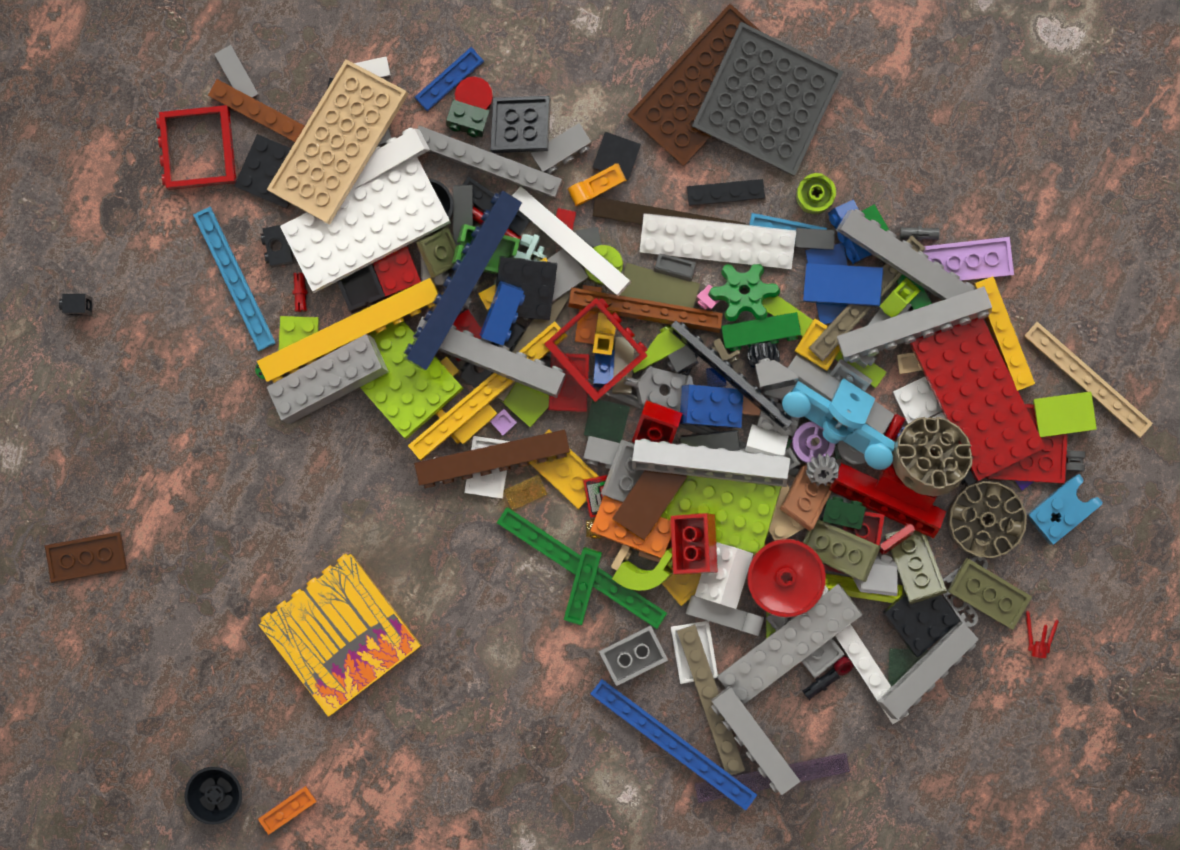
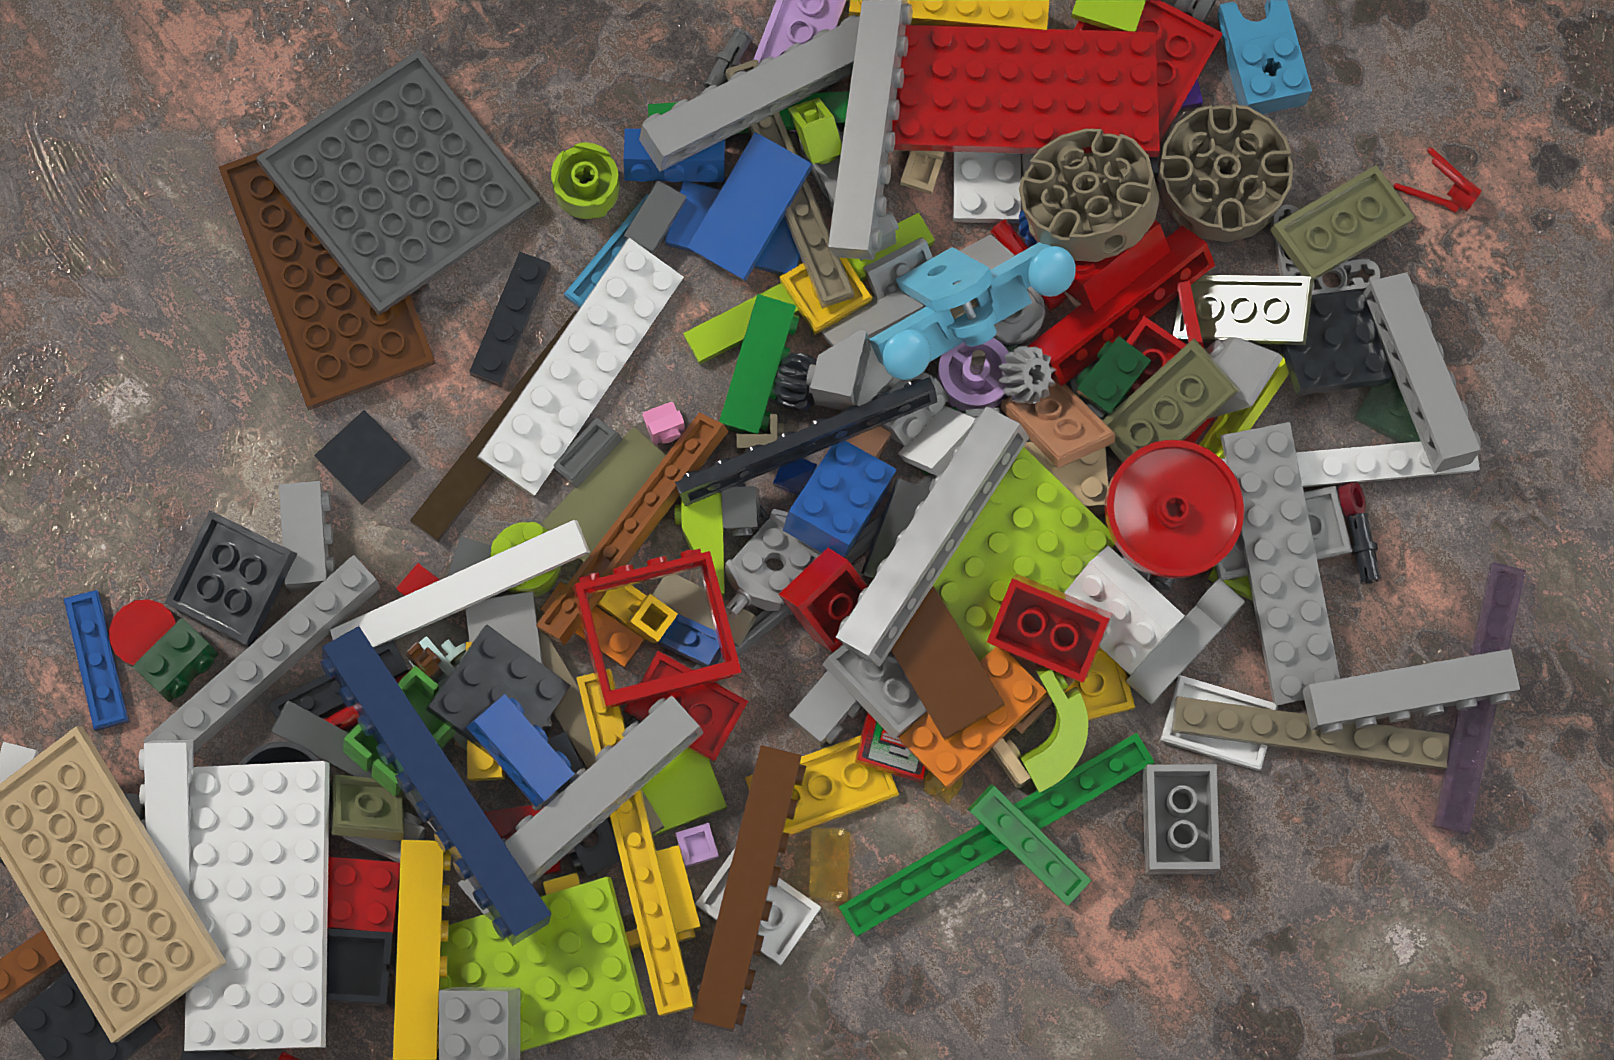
camera: 75 degrees left, 10 degrees down
(525, 242) = (425, 660): none -> reddish brown plate
(596, 185) = (392, 508): light orange plate -> none
(606, 420) = (777, 678): clear green plate -> none
(673, 744) = (1355, 826): blue plate -> none
(744, 302) = (696, 376): plate -> none

